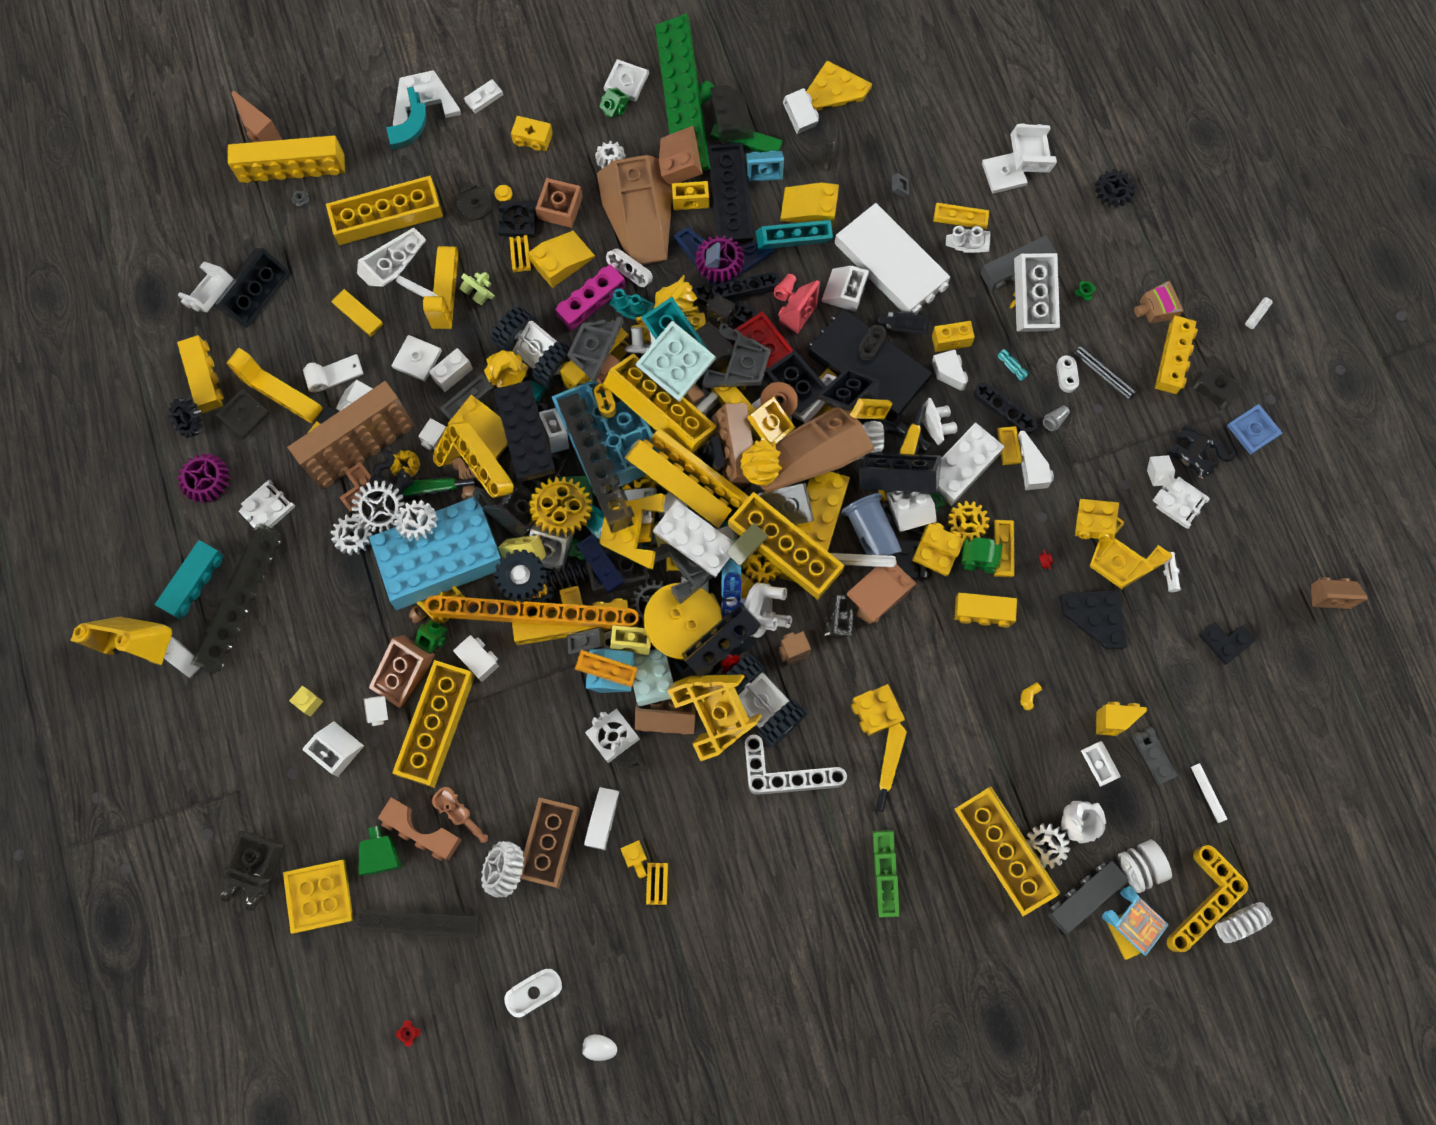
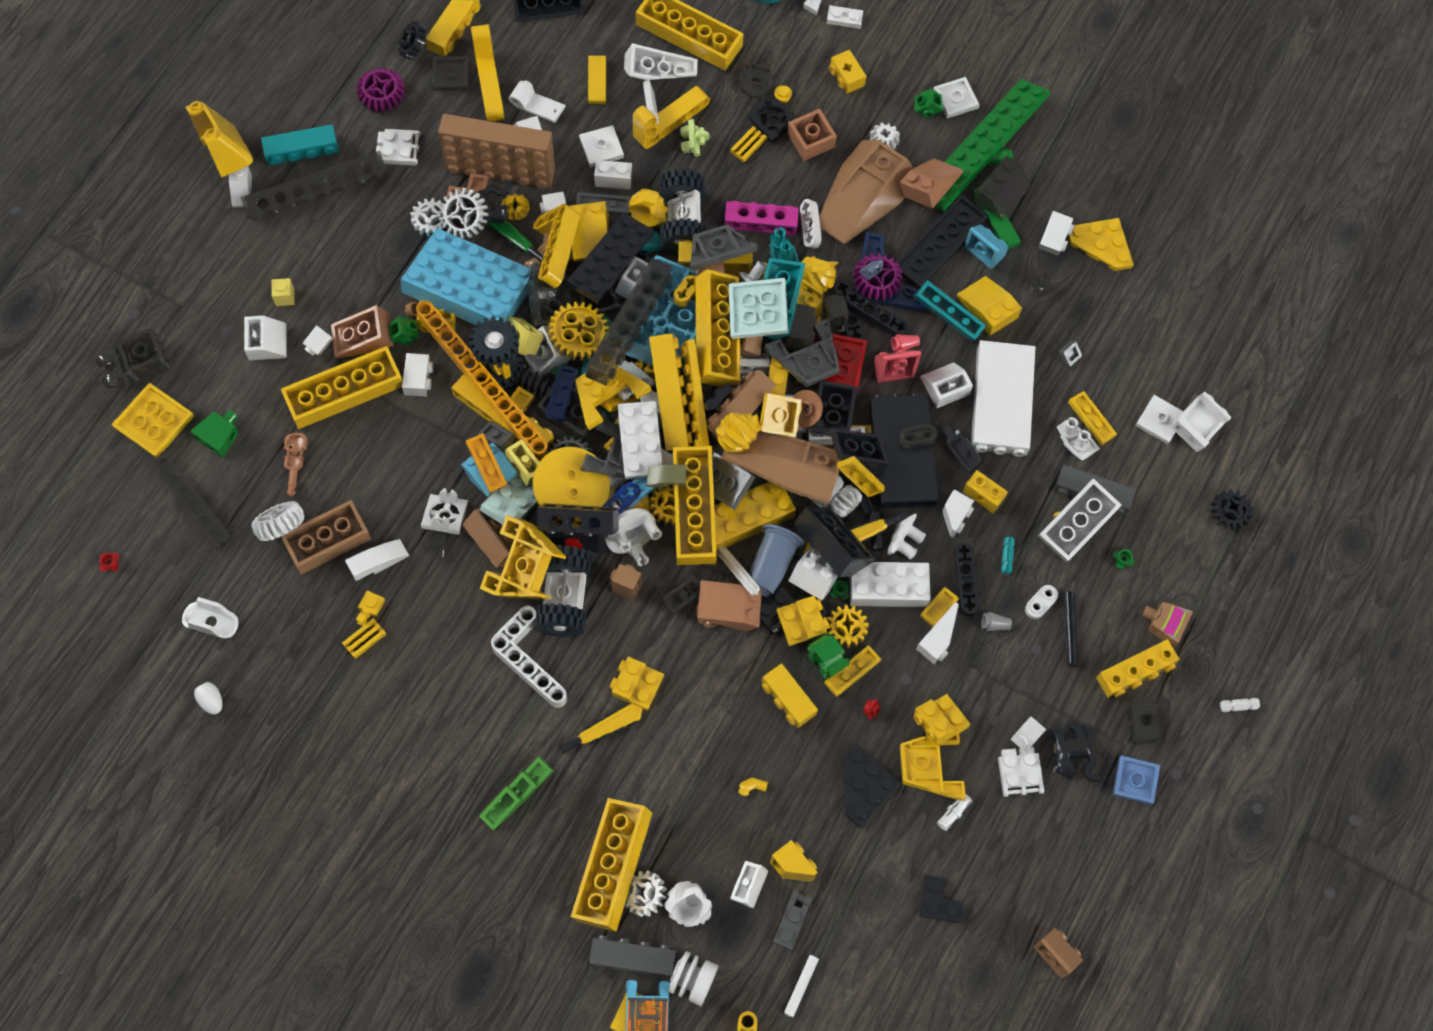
camera: 40 degrees right, 5 degrees down
(398, 816) = (255, 423): nougat arch -> none
(406, 524) = (475, 245): white gear -> none
(560, 257) = (772, 172): yellow slope -> none
(690, 195) = (908, 216): yellow brick -> none

